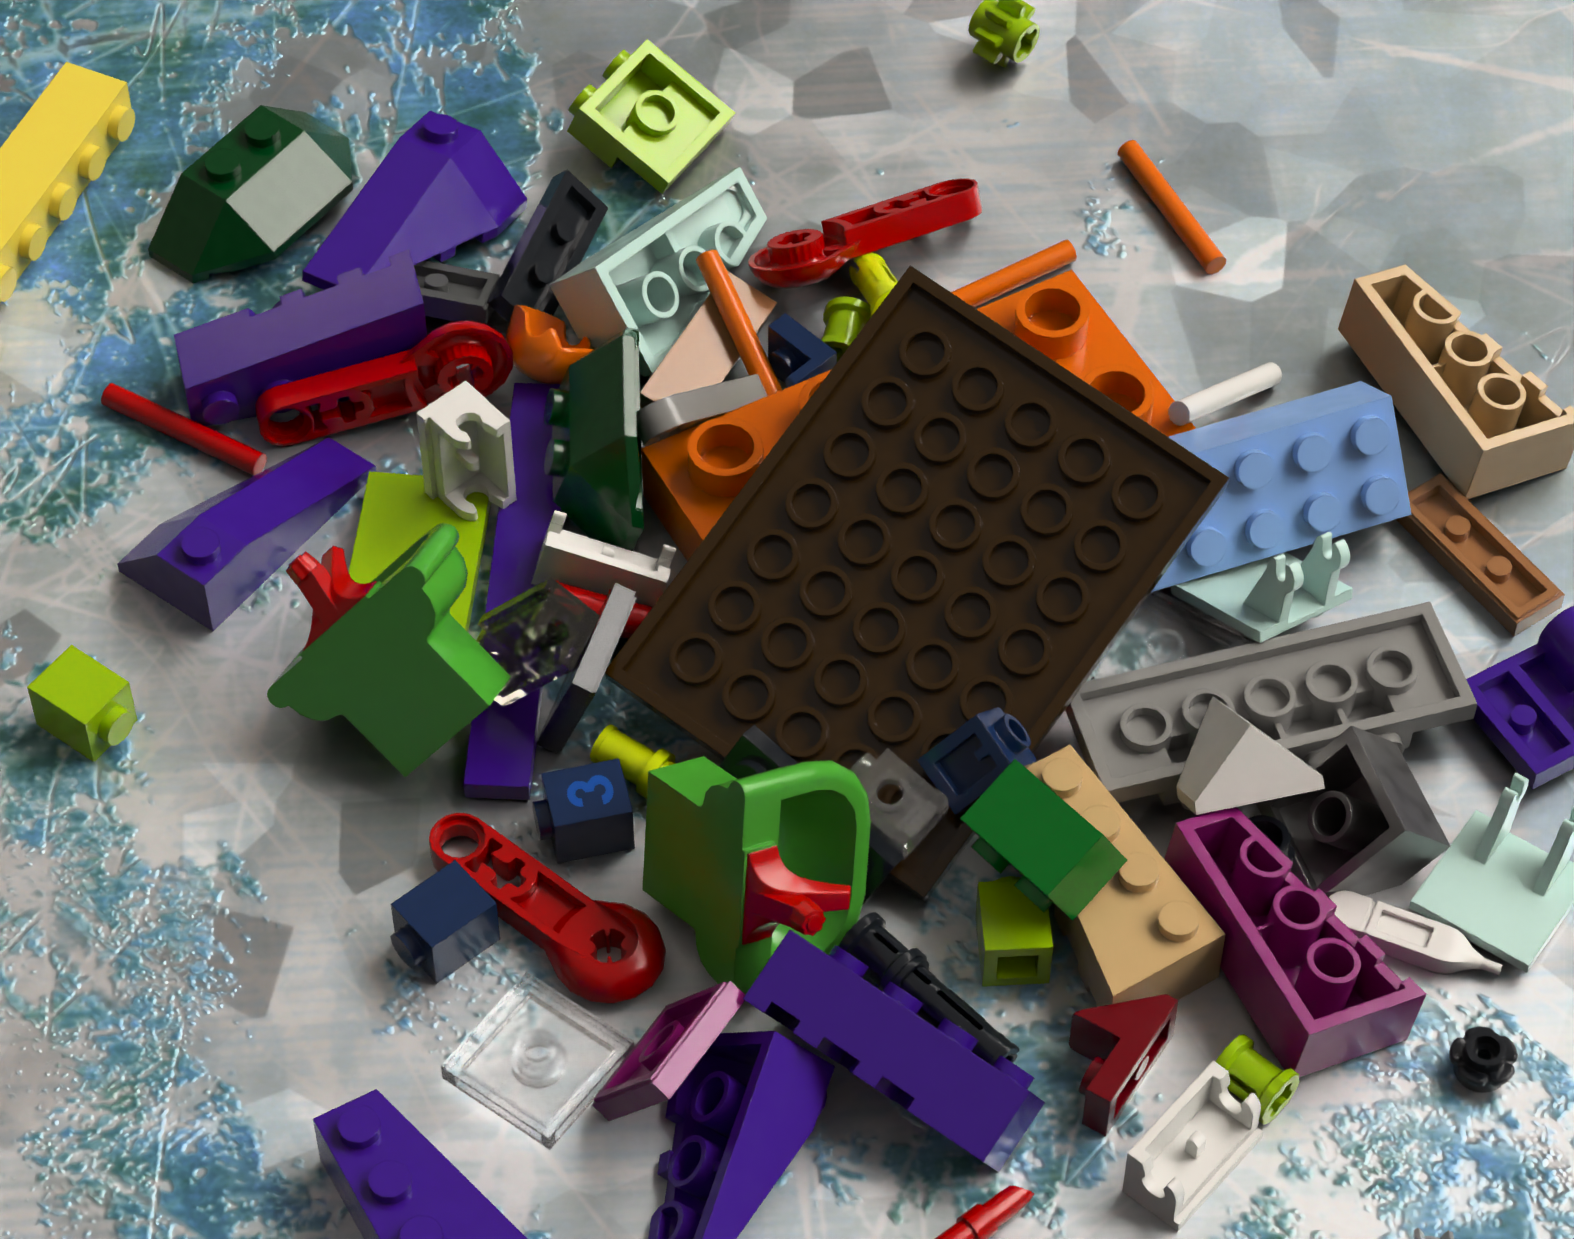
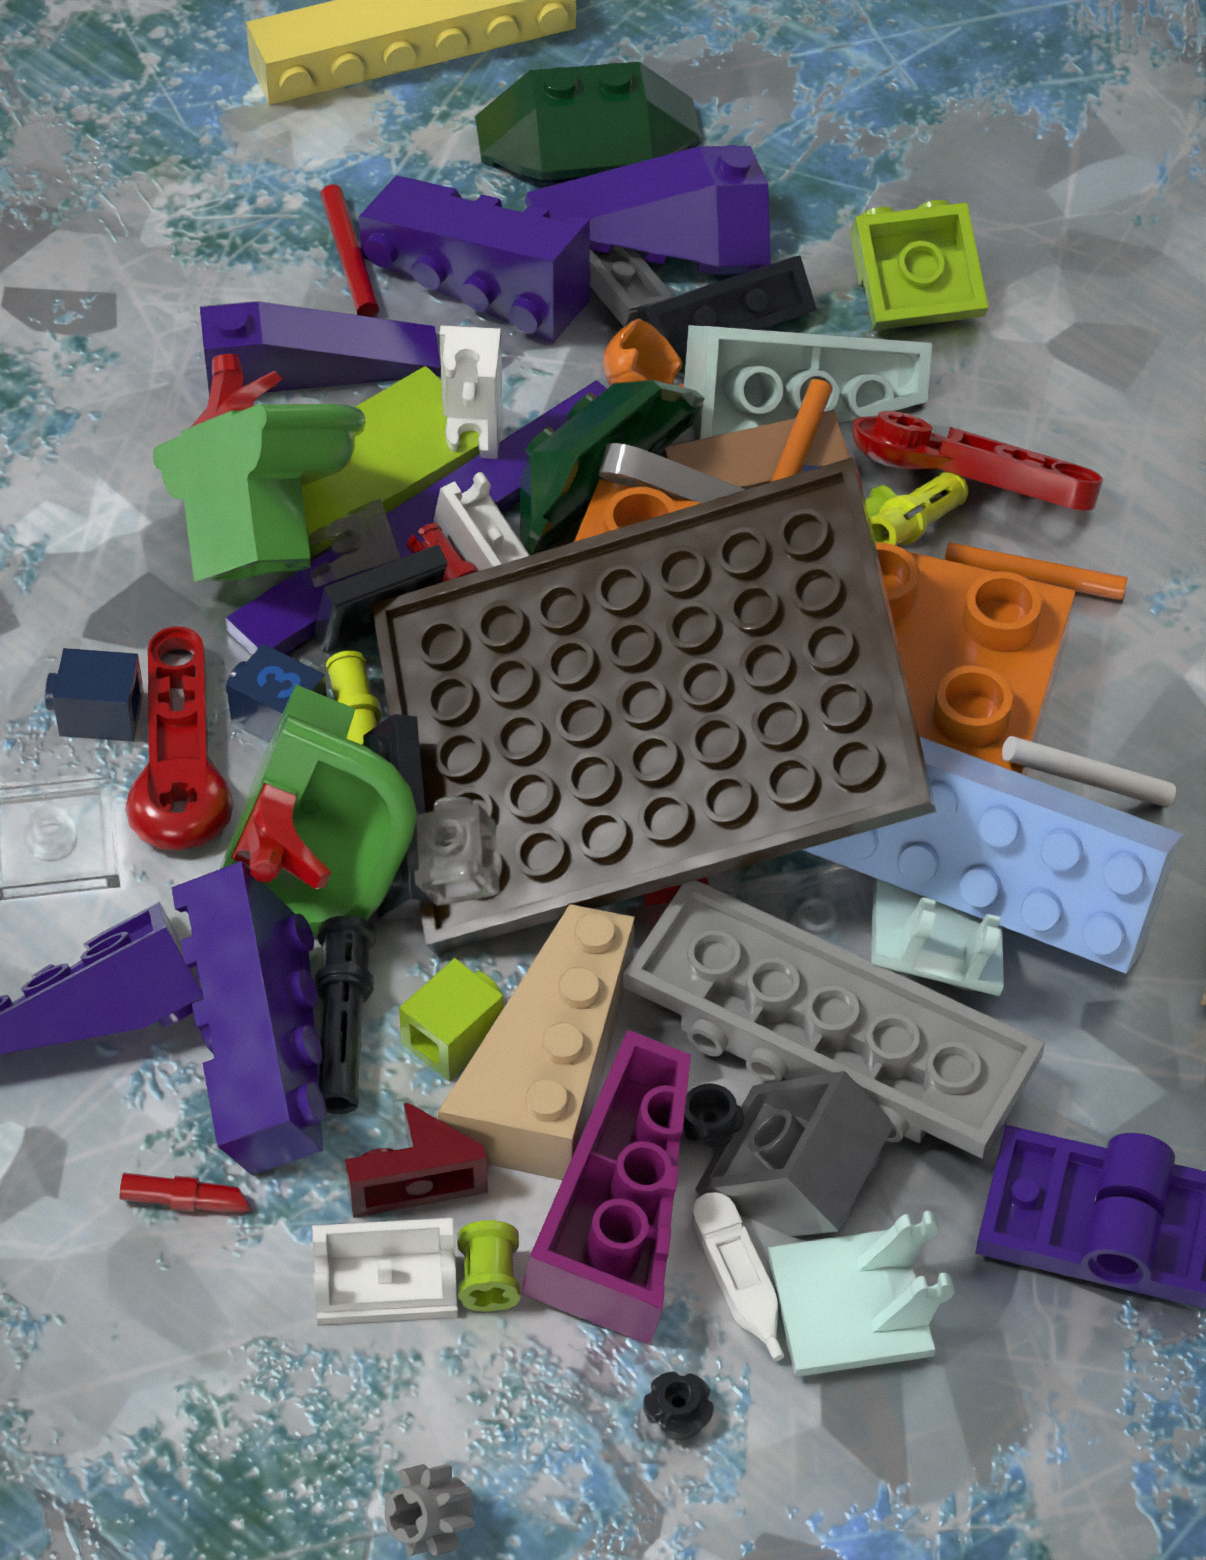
camera: 45 degrees right, 0 degrees up
(83, 703) = (59, 374): lime brick -> none
(388, 384) = (549, 326): red beam -> none
(668, 1051) = (110, 891): magenta tile -> none
(975, 756) = (545, 865): dark blue bracket -> none
(1043, 839) = (510, 958): green brick -> none
(1239, 765) = (740, 1036): white slope -> none
(1480, 556) = (1160, 1051): medium nougat tile -> none

